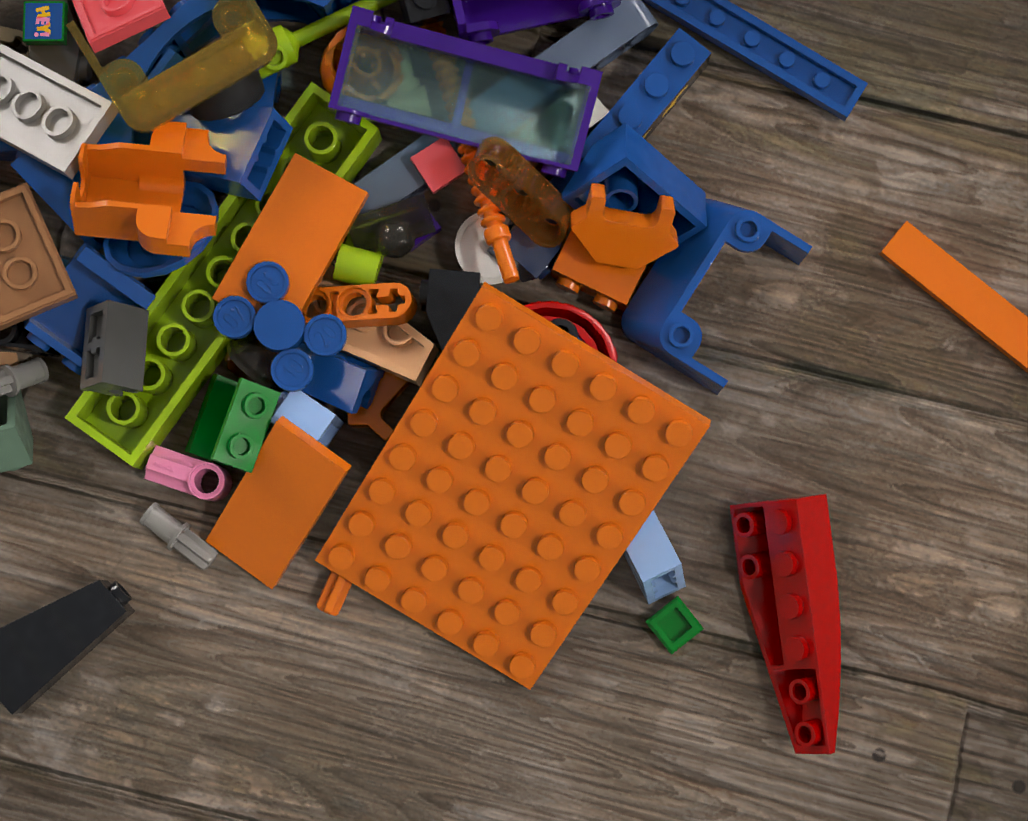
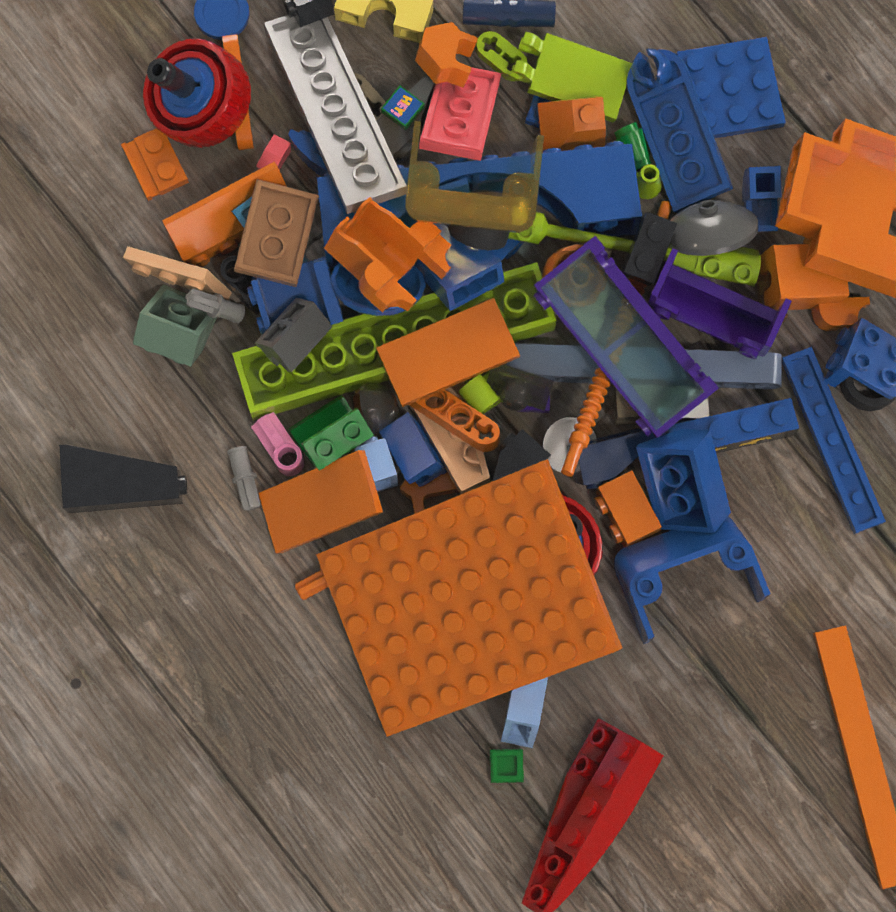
camera: 30 degrees right, 5 degrees down
(280, 326) = (404, 395): blue piece -> none
(438, 165) = (576, 370): coral tile -> none
(517, 173) = (615, 409): clear orange beam -> none
(622, 235) = (655, 497): orange piece -> none

